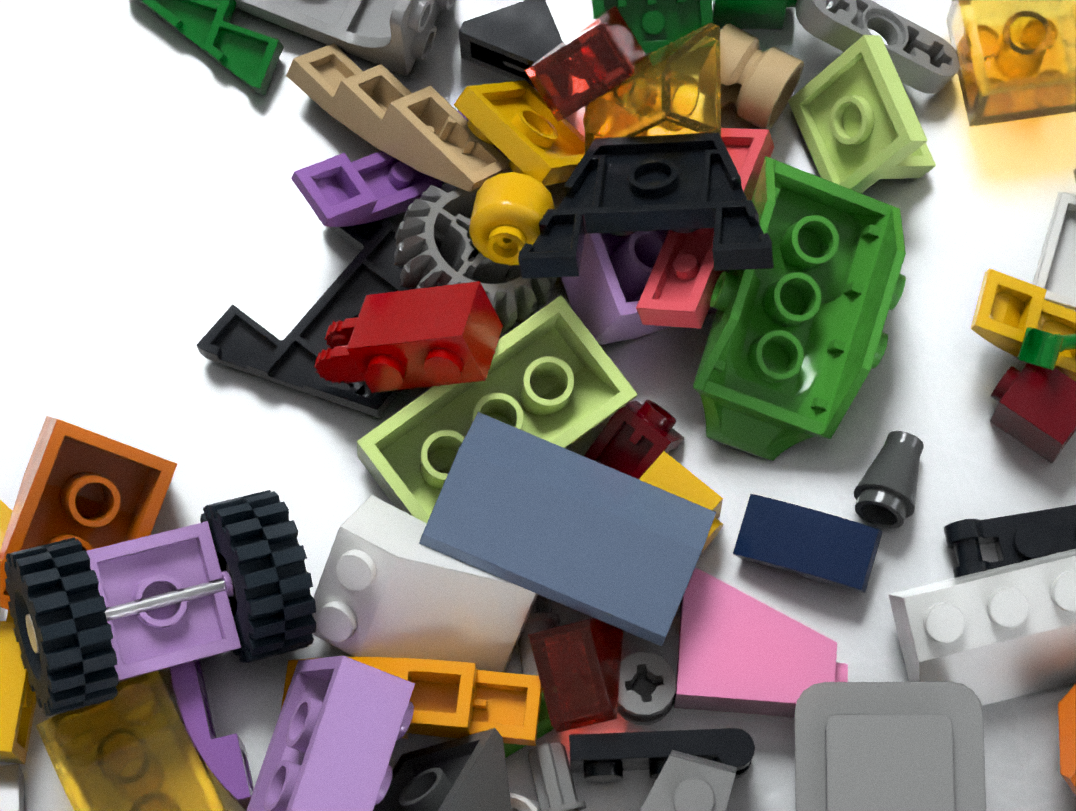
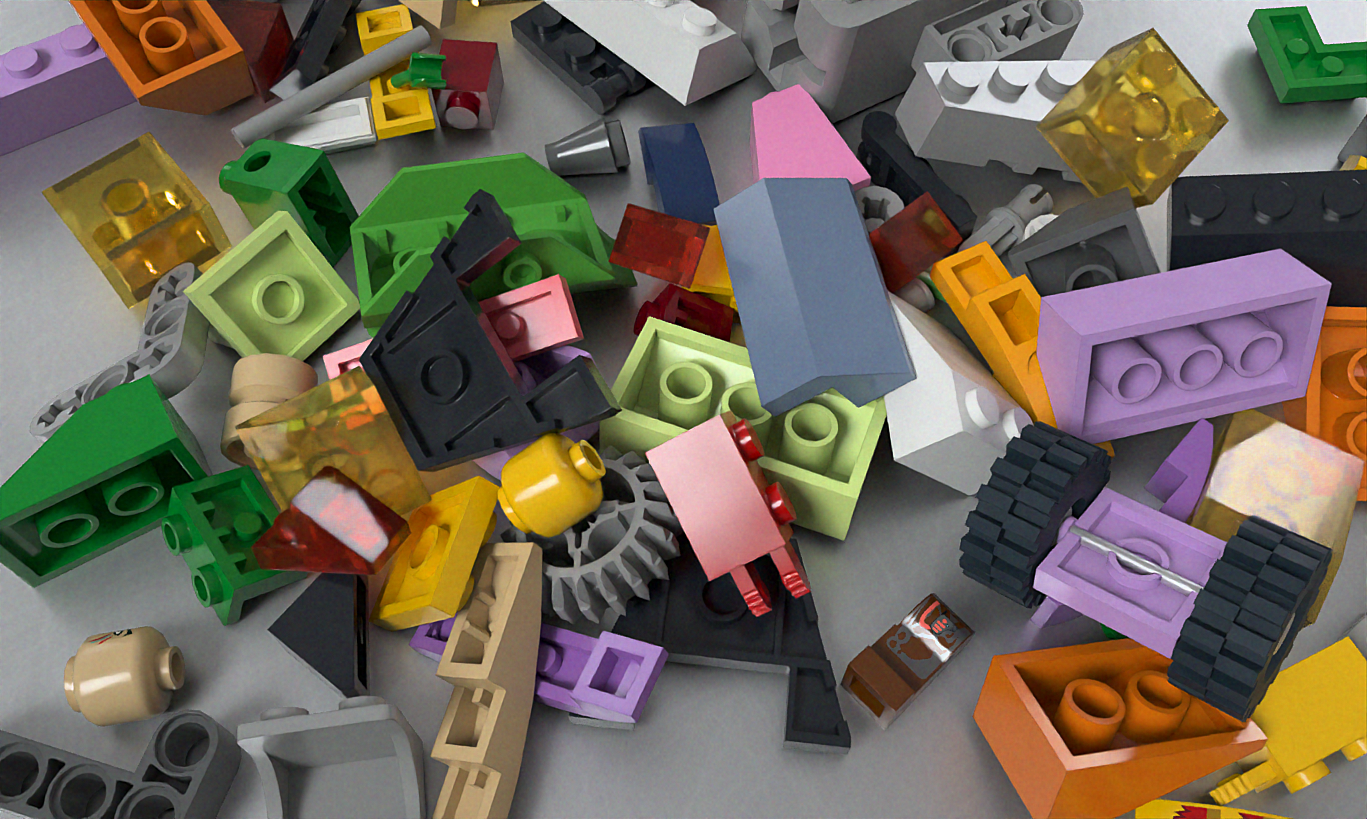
camera: 125 degrees left, 10 degrees down
(231, 432) = (906, 660): none -> reddish brown leg
(707, 444) = (659, 245): none -> clear red slope
(971, 179) = (295, 180): none -> green torso

